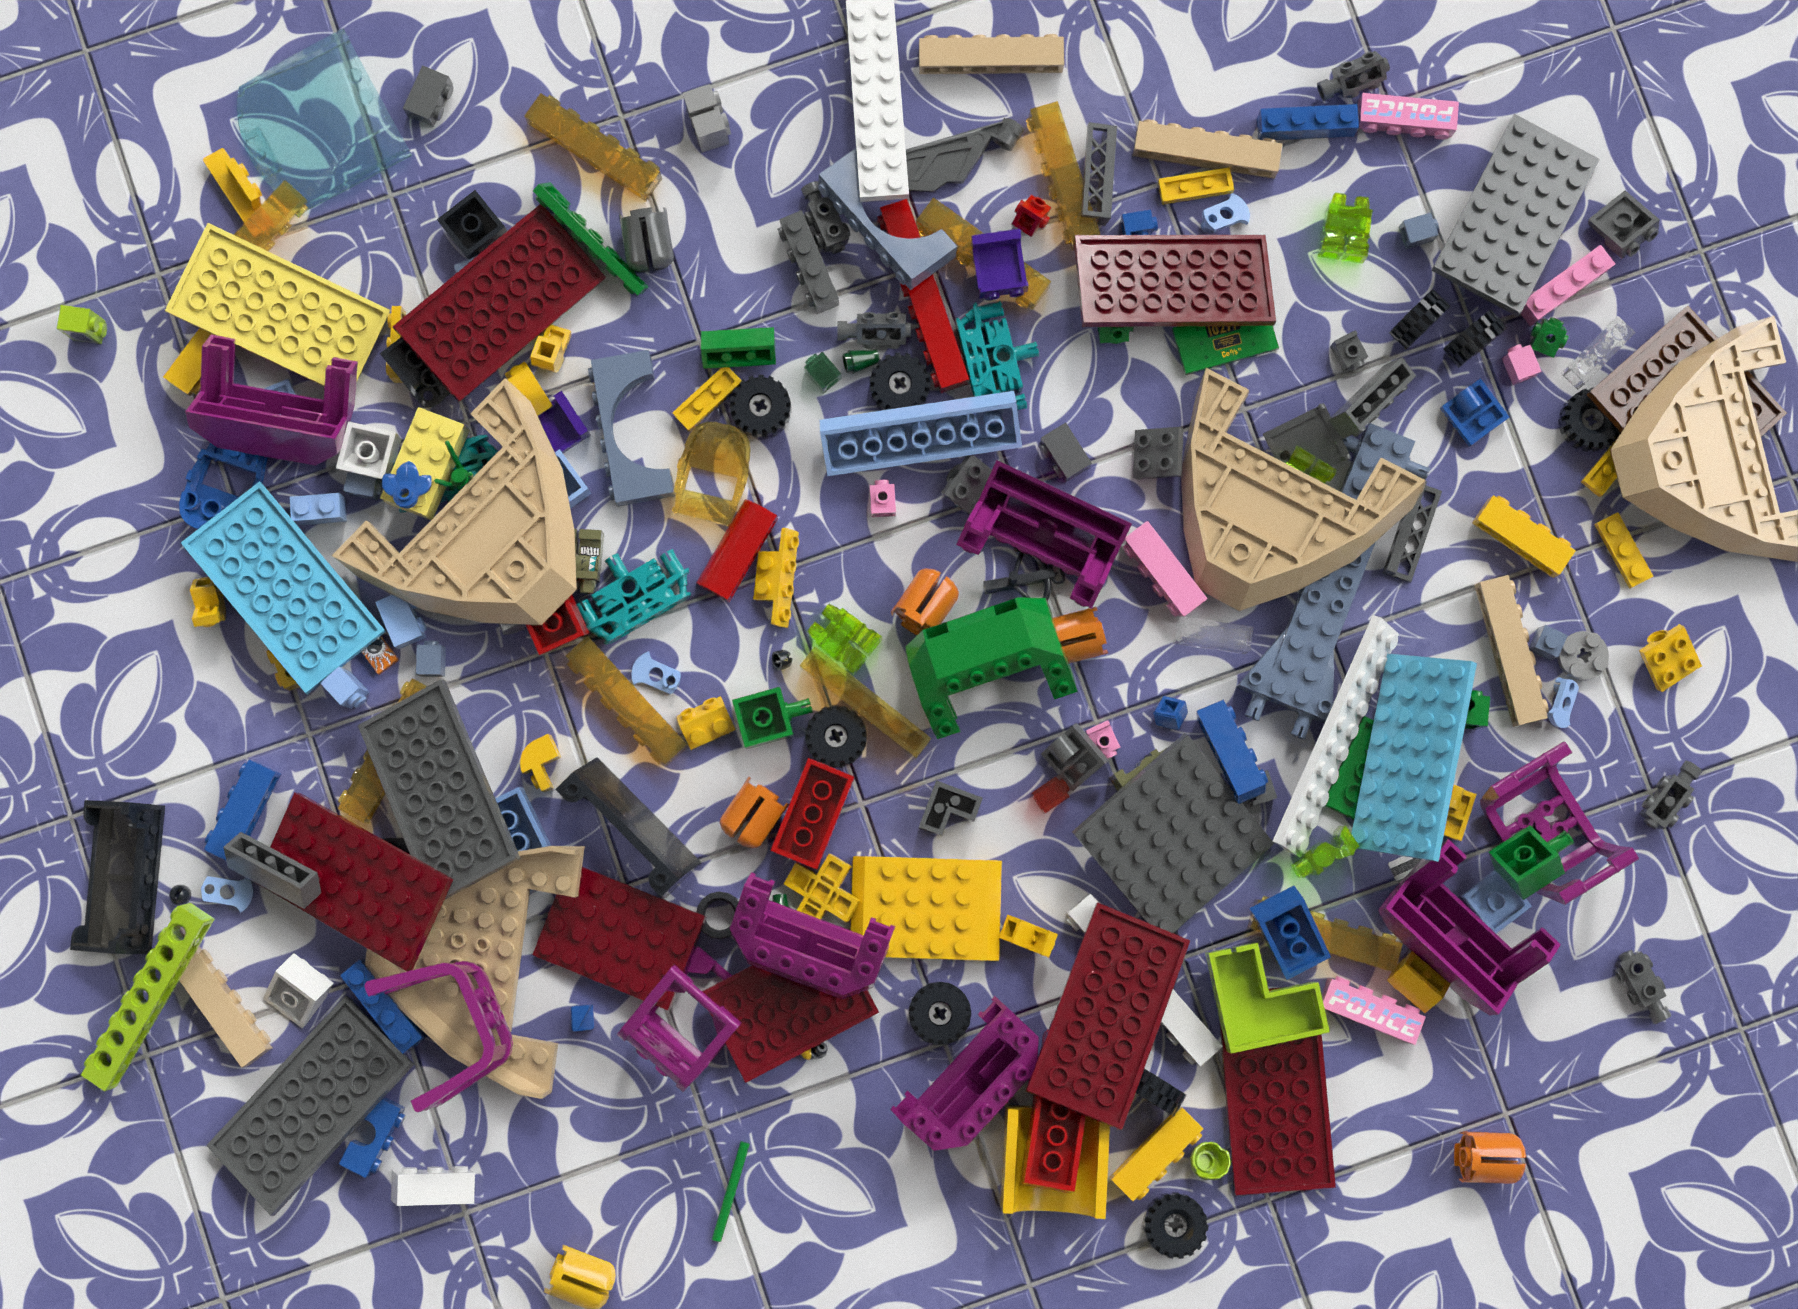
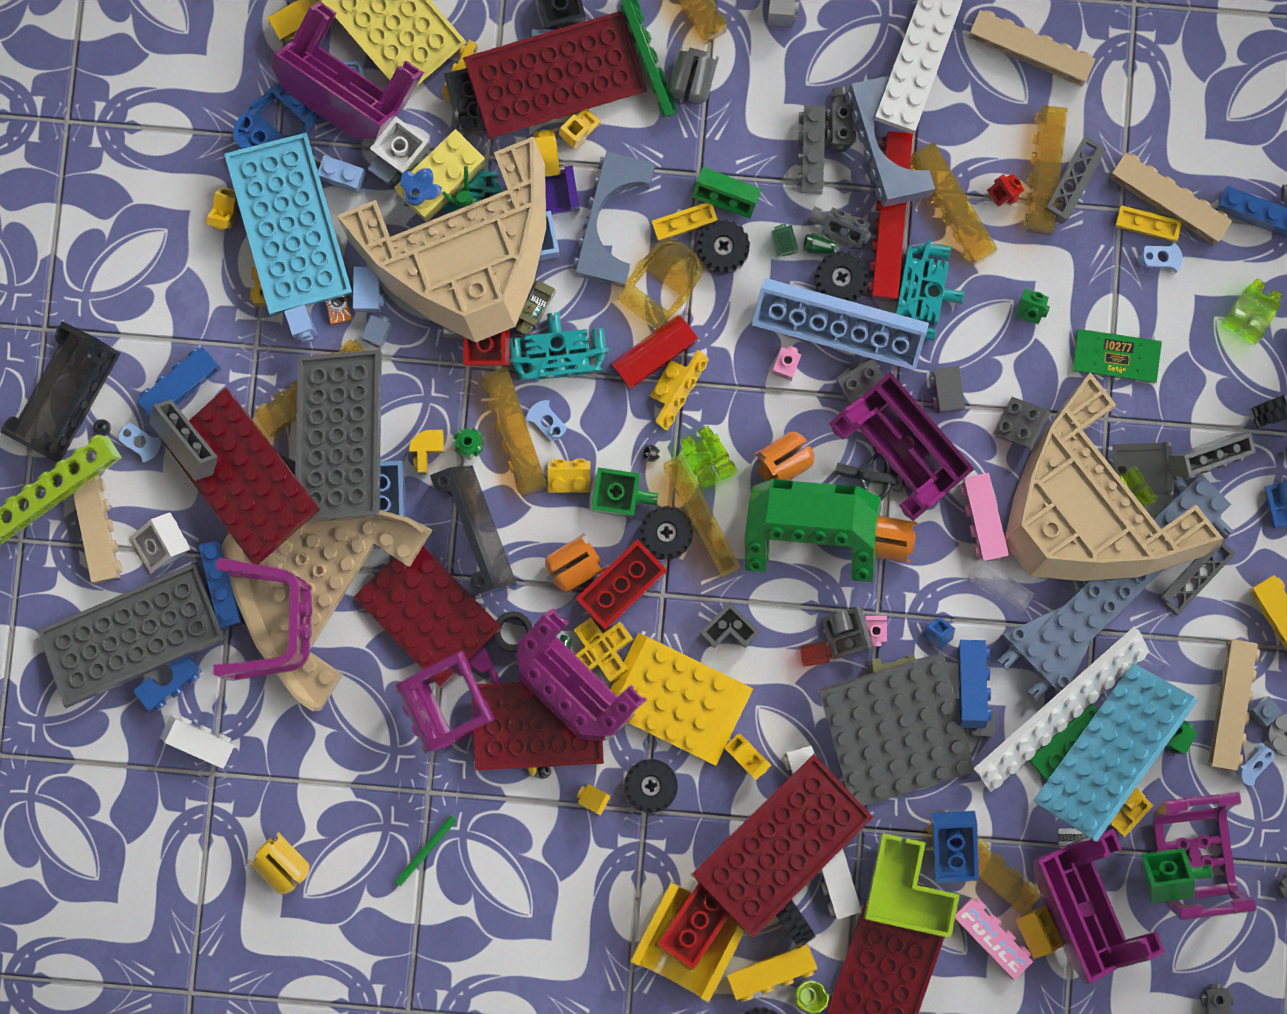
camera: 25 degrees right, 0 degrees up
(582, 1017) = (370, 663): blue slope -> none
(591, 737) = (471, 450): none -> green brick
(885, 1055) = (593, 798): none -> yellow slope
(955, 156) = (966, 116): dark grey wing -> none
(974, 1083) = (655, 852): magenta wedge -> none
(999, 264) = (962, 218): dark purple panel -> none
(1138, 223) = (1087, 235): blue brick -> none
(1174, 280) = (1096, 292): plate -> none
(1323, 854) = (1010, 797): clear neon green hips -> none
(1345, 359) = (1206, 416): dark grey brick -> none
(1495, 902) = (1129, 897): light blue tile -> none

